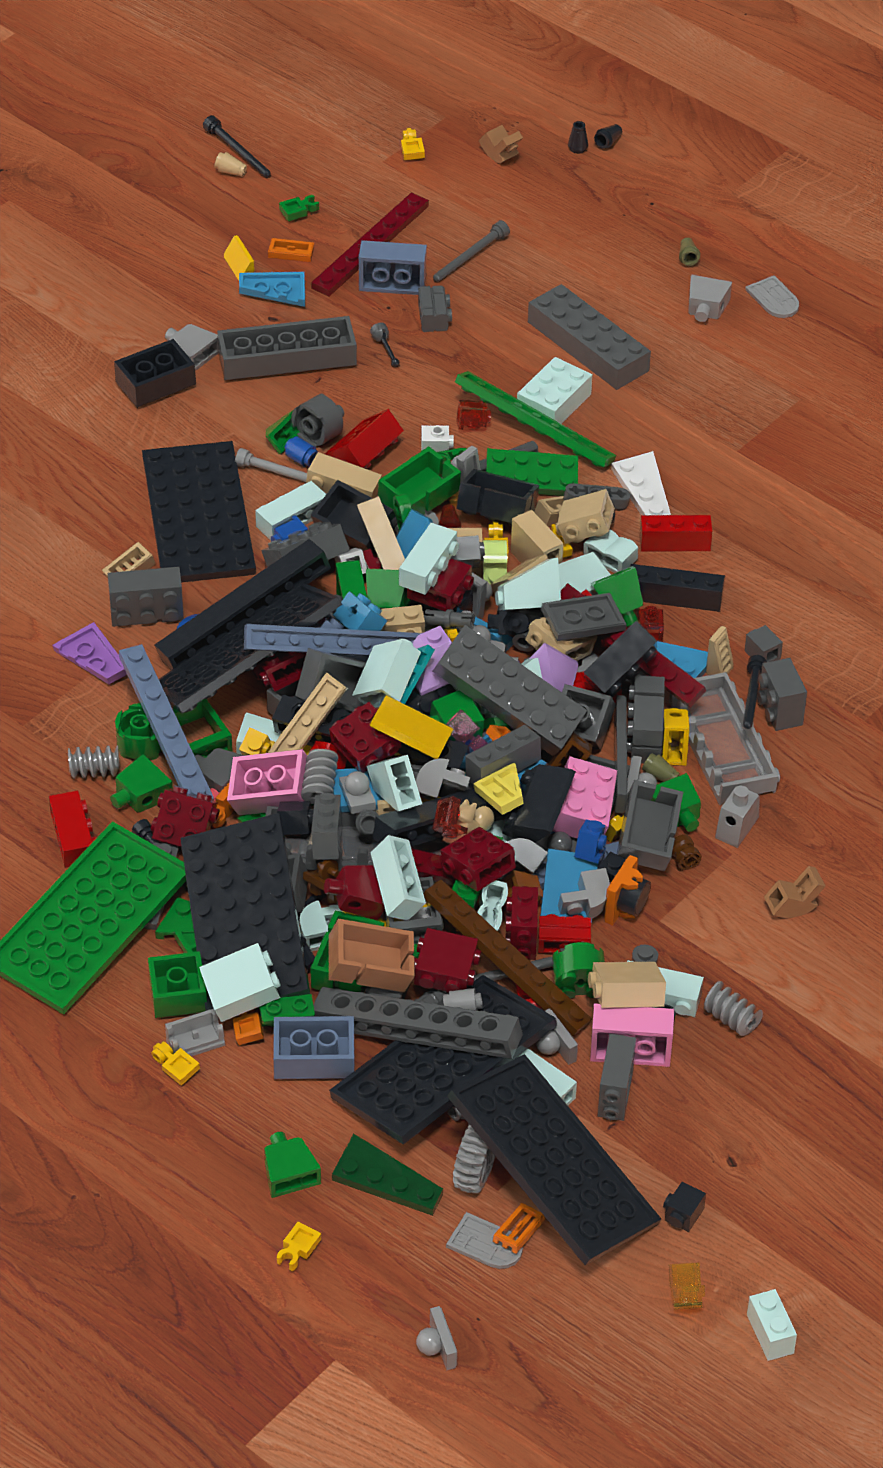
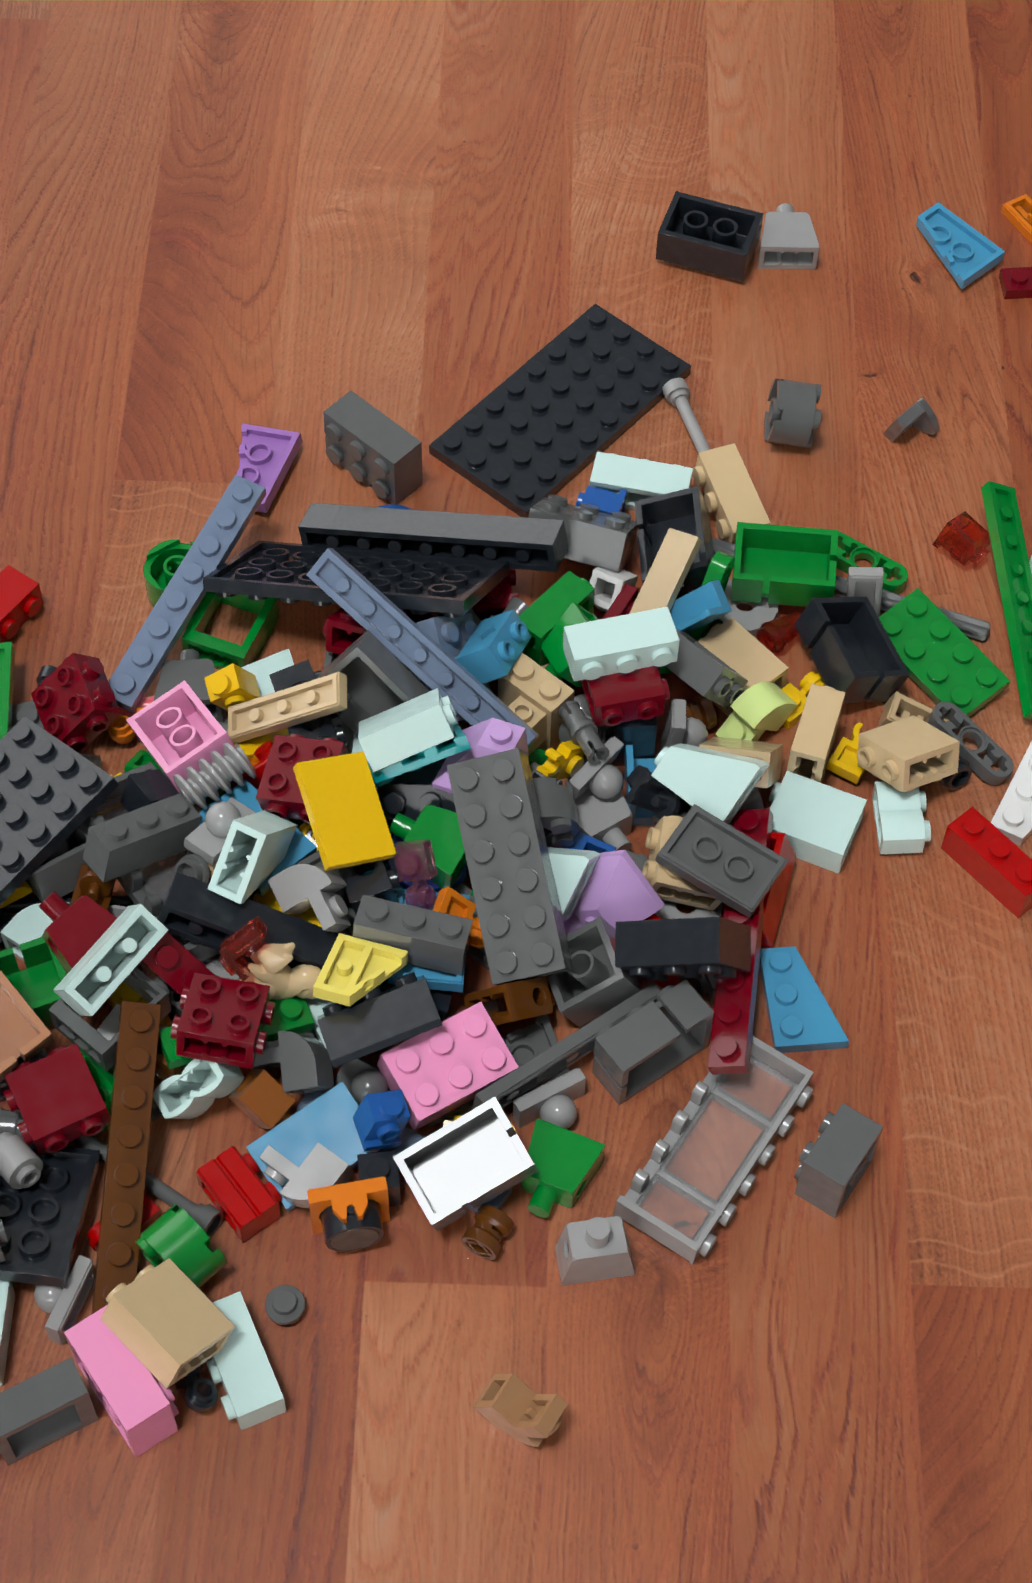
camera: 50 degrees right, 10 degrees up
(93, 762) = (101, 569): light grey piece -> none
(131, 555) = (440, 414): tan slope -> none
(140, 785) = (105, 629): green torso -> none
(238, 257) = (963, 189): yellow slope -> none
(281, 432) = (746, 399): green slope -> none
(287, 347) = (872, 314): dark grey brick -> none
(300, 451) = (739, 429): blue brick -> none
(367, 439) = (813, 477): red slope -> none
(372, 380) = (918, 415): none -> flat silver tile
(381, 333) = (994, 377): hinge -> none
(437, 438) = (886, 534): white brick -> none
(523, 920) = (203, 1134): dark red brick -> none
(624, 590) = (822, 873): green torso -> none
(652, 618) = (822, 948): clear red brick -> none
(659, 768) = (599, 1109): olive cone -> none
(675, 728) = (661, 1088): yellow torso -> none
(680, 587) = (916, 920): black slope -> none
(719, 653) = (839, 1045): tan slope -> none
(731, 1011) = (266, 1467): light grey piece -> none
(754, 668) = (868, 1100): black piece -> none
(763, 643) = (910, 1083): dark grey brick -> none

